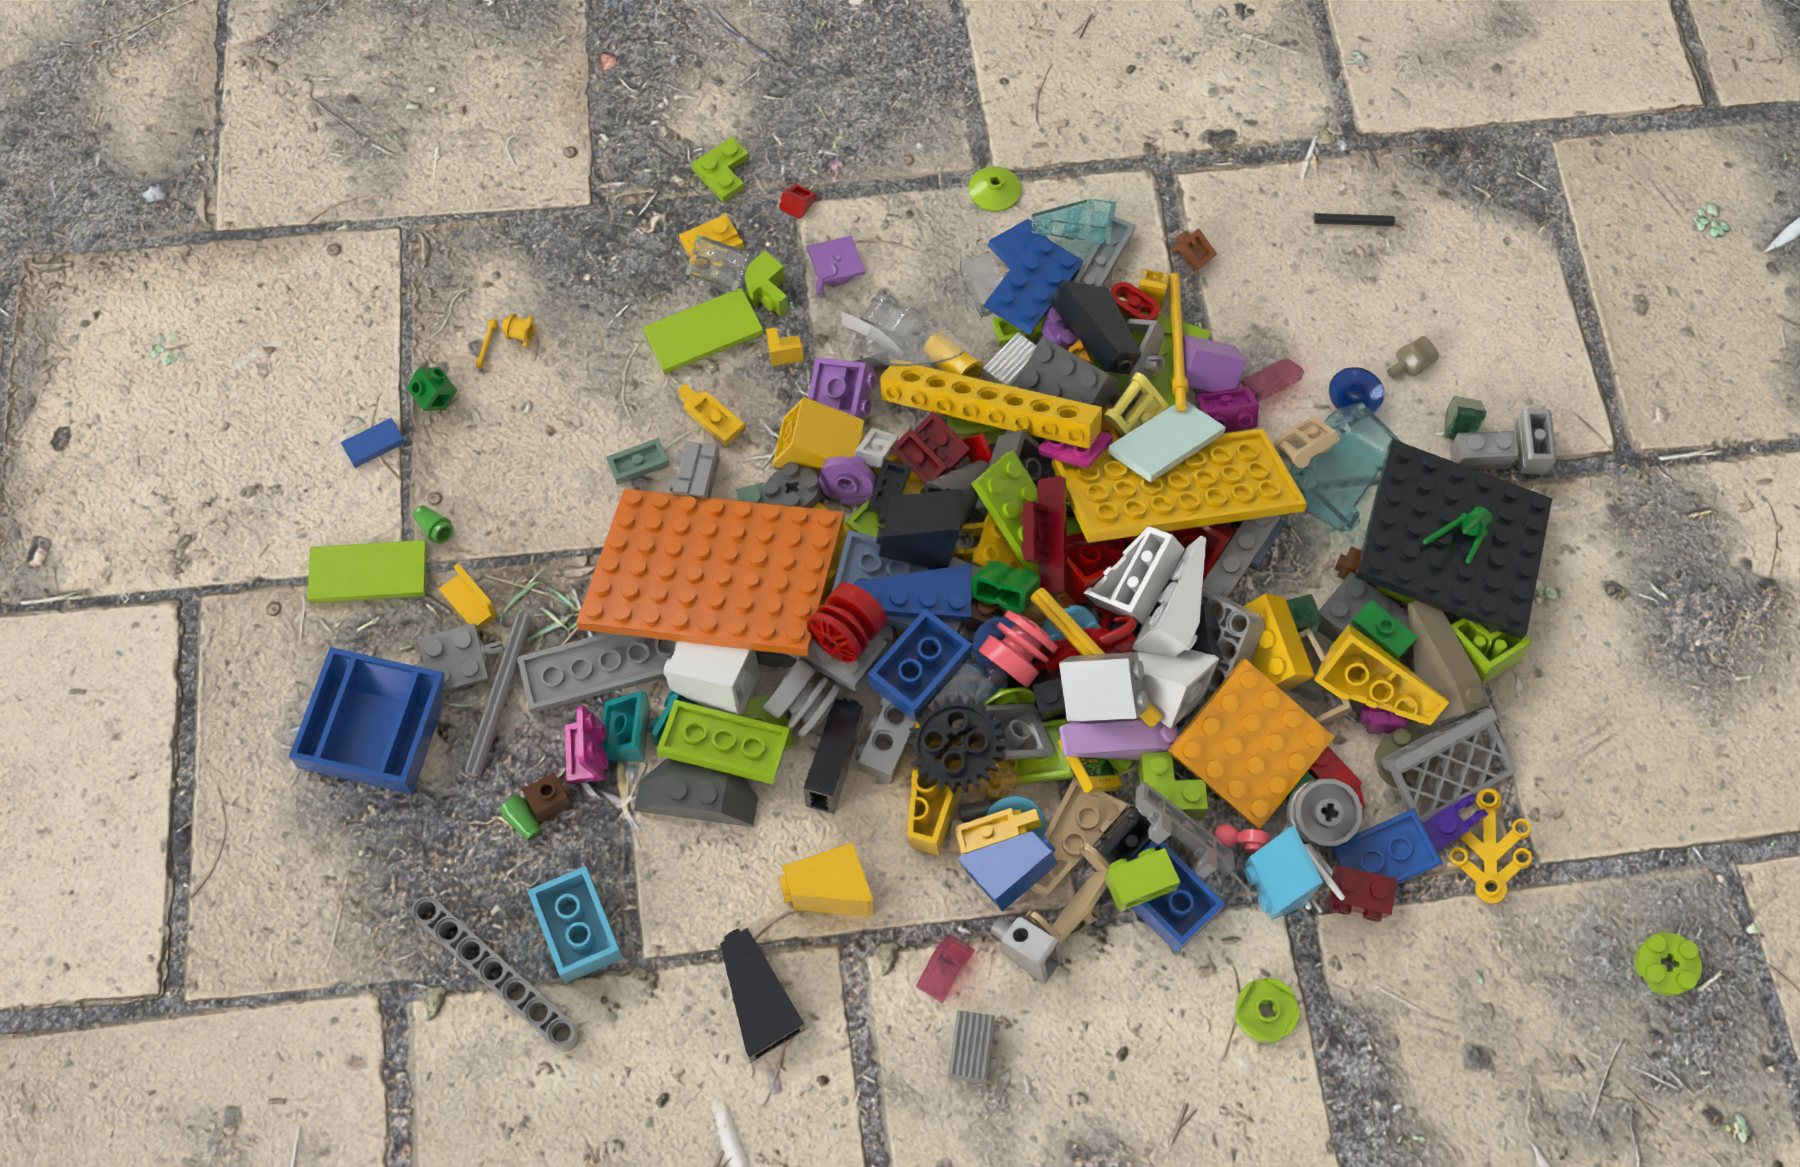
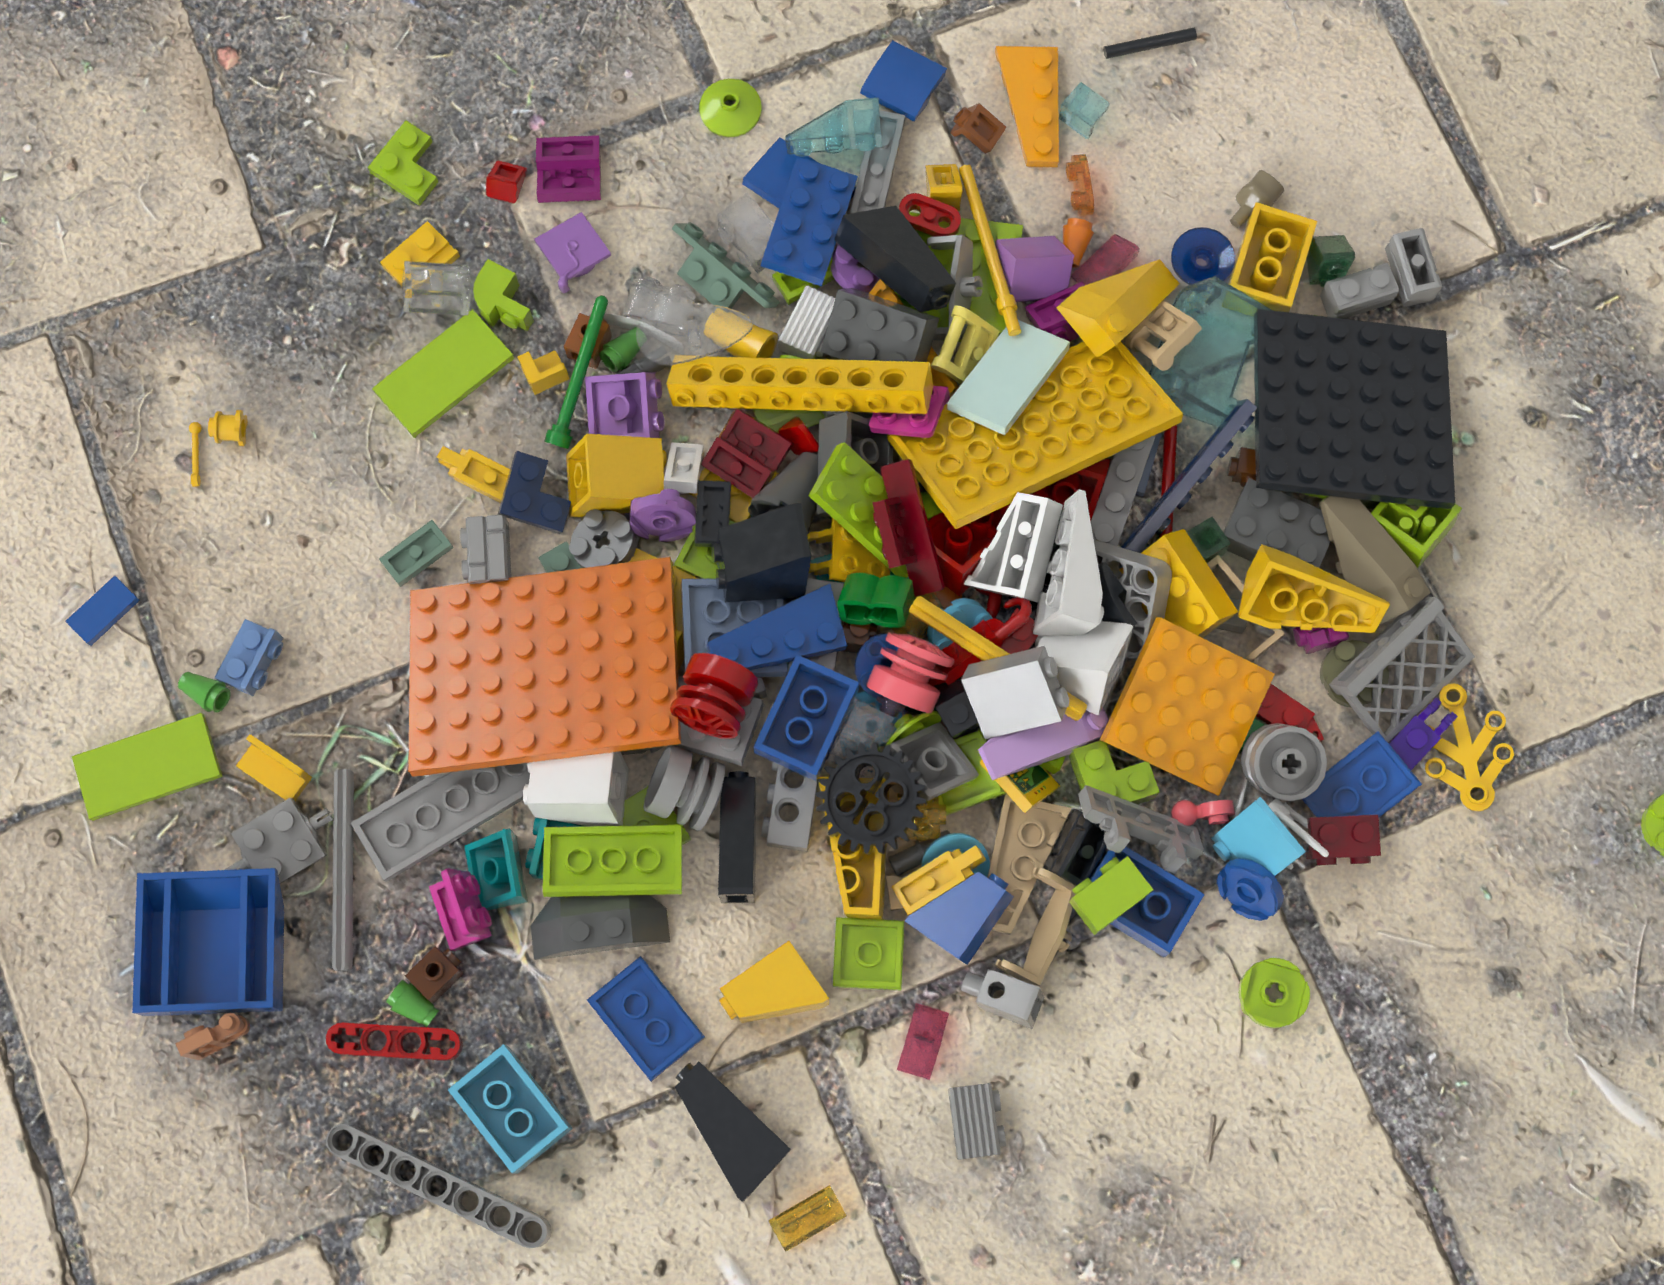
camera: 15 degrees left, 10 degrees up
(342, 799) = (203, 1042): none -> nougat plate
(431, 388) = (150, 529): green brick -> none
(478, 508) = (250, 657): none -> medium blue bracket
(497, 842) = (394, 1038): none -> red beam
(713, 884) = (645, 1018): none -> blue tile
(738, 439) = (523, 498): none -> dark blue plate
(782, 398) = (560, 432): none -> green piece
(802, 1090) = (807, 1218): none -> clear yellow plate
(827, 333) = (576, 337): none -> dark orange brick
(850, 202) = (568, 168): none -> magenta slope
(850, 347) = (620, 351): none -> bright green cone
(919, 880) = (868, 954): none -> lime plate
(945, 309) = (716, 275): none -> sand green bracket
(1142, 200) = (903, 80): none -> blue slope
(1246, 234) = (1033, 98): none -> light orange wing
(1253, 350) = (1077, 237): none -> orange cone
(1266, 321) = (1082, 196): none -> clear orange plate
(1267, 912) = (1250, 889): none -> blue tile
(1268, 409) = (1116, 305): none -> yellow wedge
(1283, 254) = (1083, 110): none -> clear light blue panel
(1284, 553) = (1169, 467): none -> red bar
(1308, 555) = (1196, 471): none -> dark blue plate
(1384, 630) = (1301, 539): green plate -> none
(1416, 402) = (1272, 256): none -> yellow brick
(1472, 523) = (1371, 392): green plant -> none

